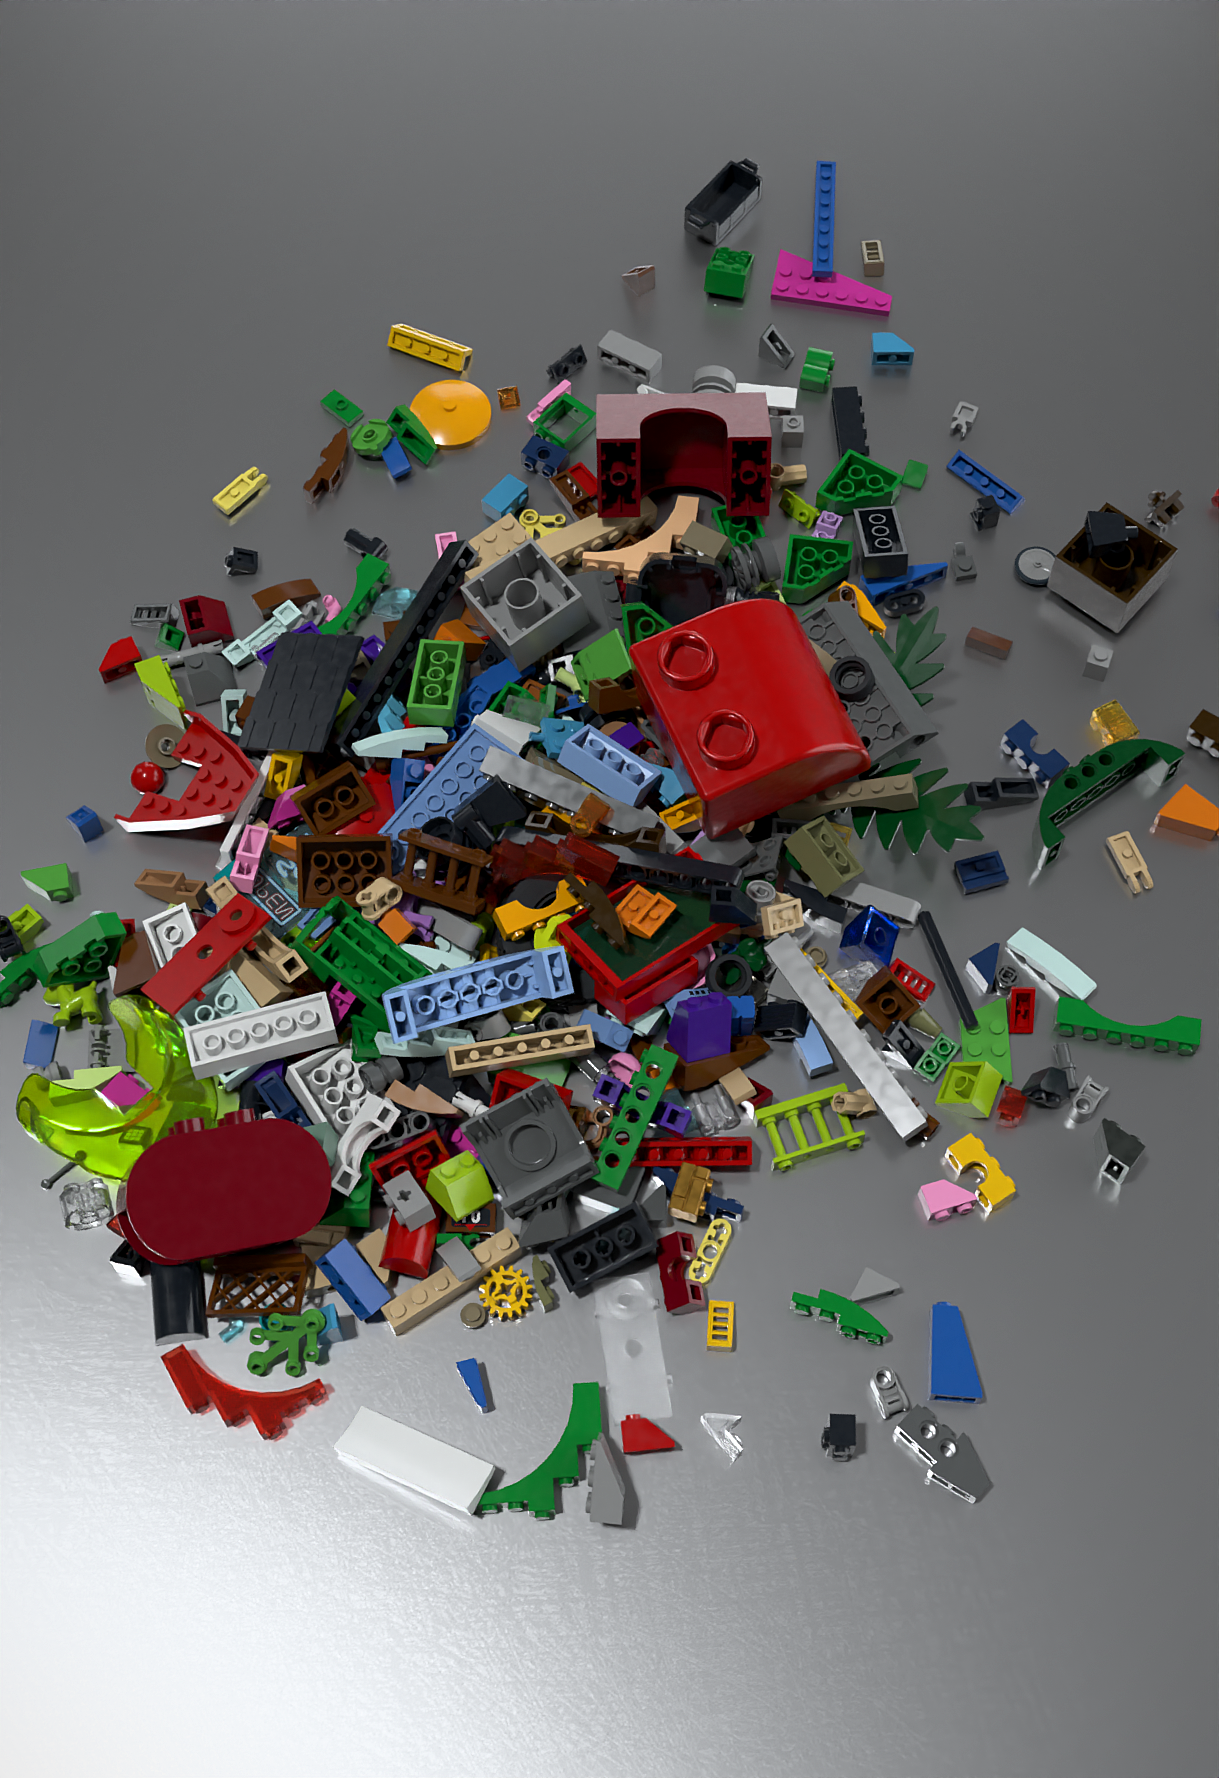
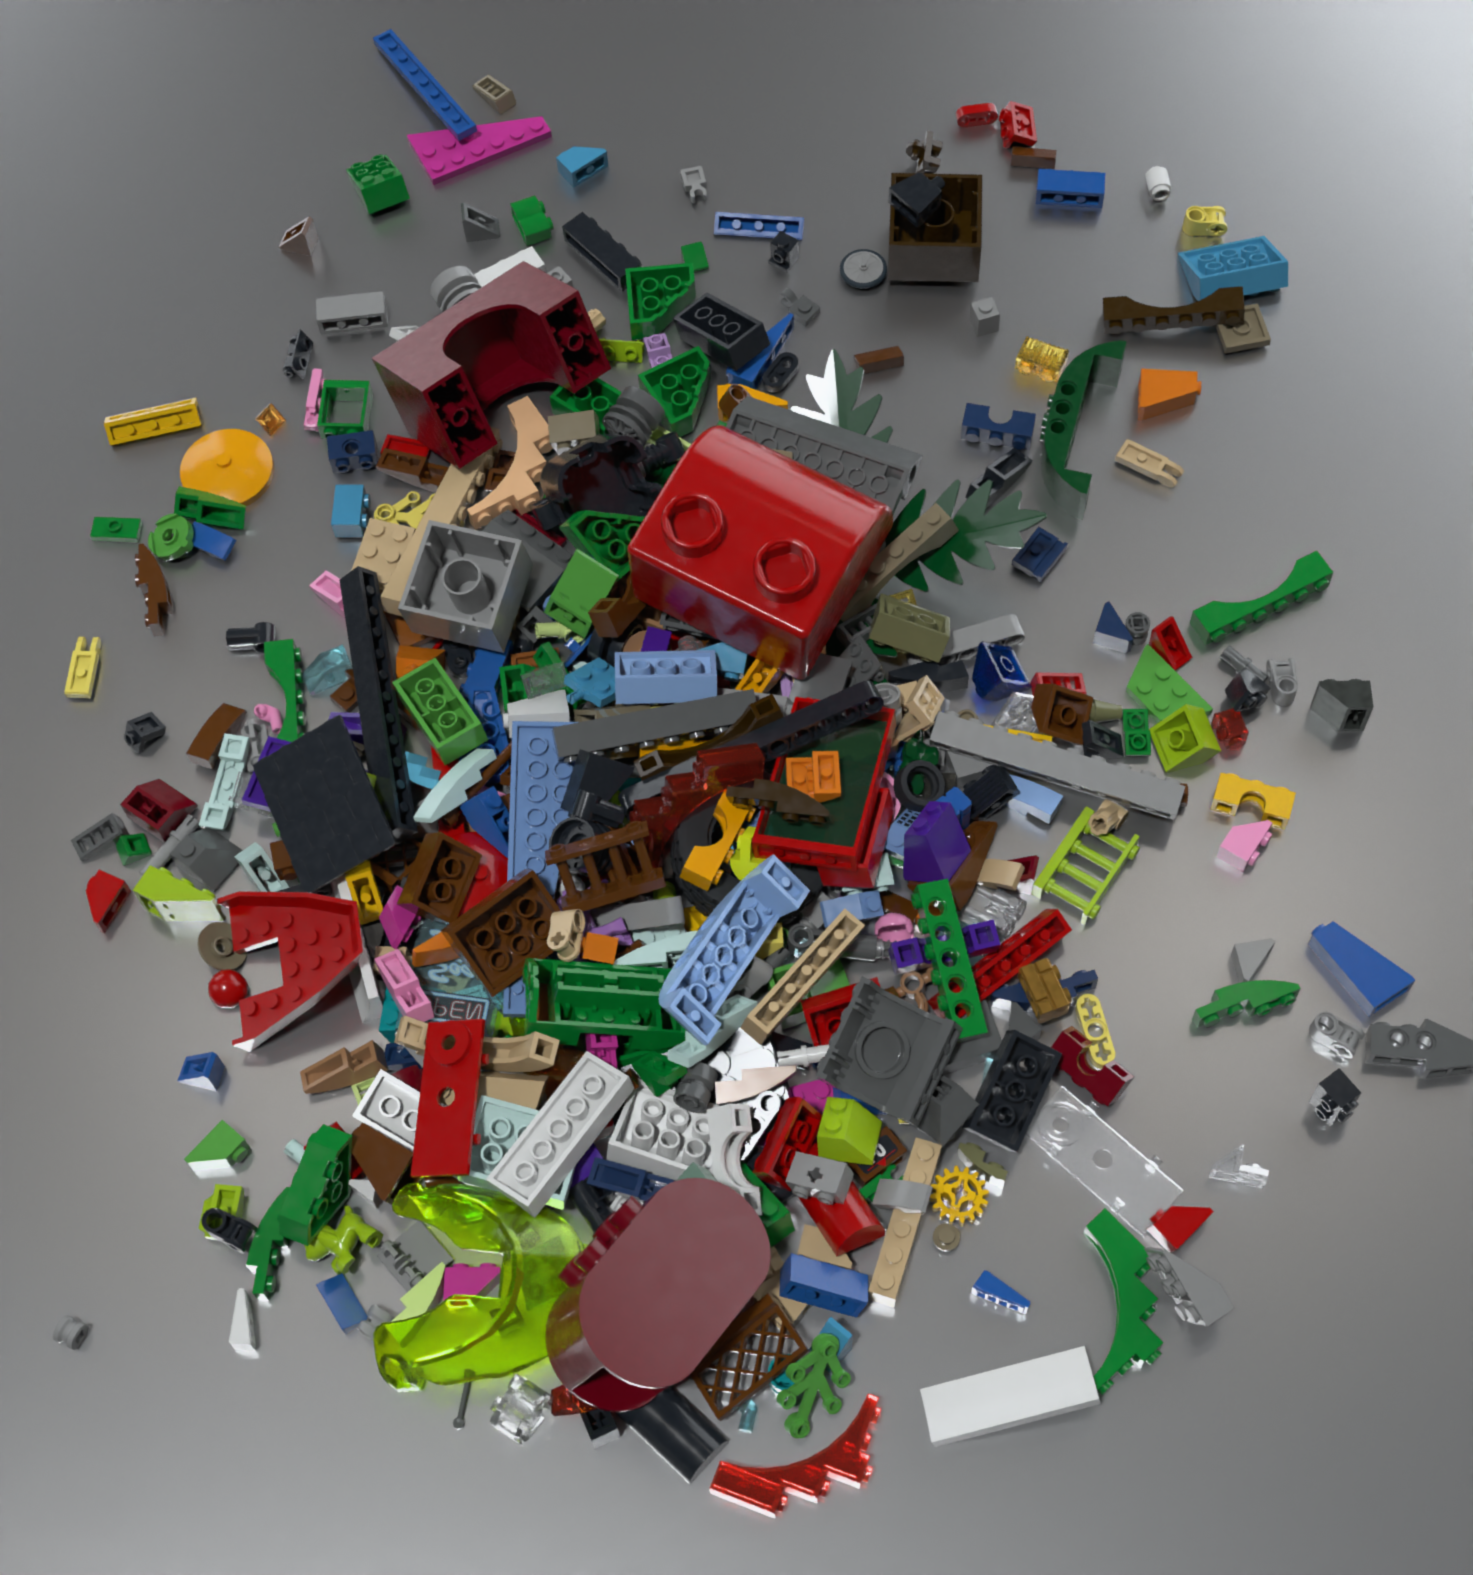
camera: 35 degrees left, 0 degrees up
(591, 812) = (692, 725): clear orange piece -> none
(720, 1345) = (1155, 1097): yellow slope -> none
(724, 201) = (320, 122): black container -> none
(731, 906) = (885, 719): black slope -> none
(848, 663) = (813, 439): black tyre -> none
(947, 970) = (1085, 654): black axle -> none
(1052, 964) = (1164, 589): light aqua slope -> none

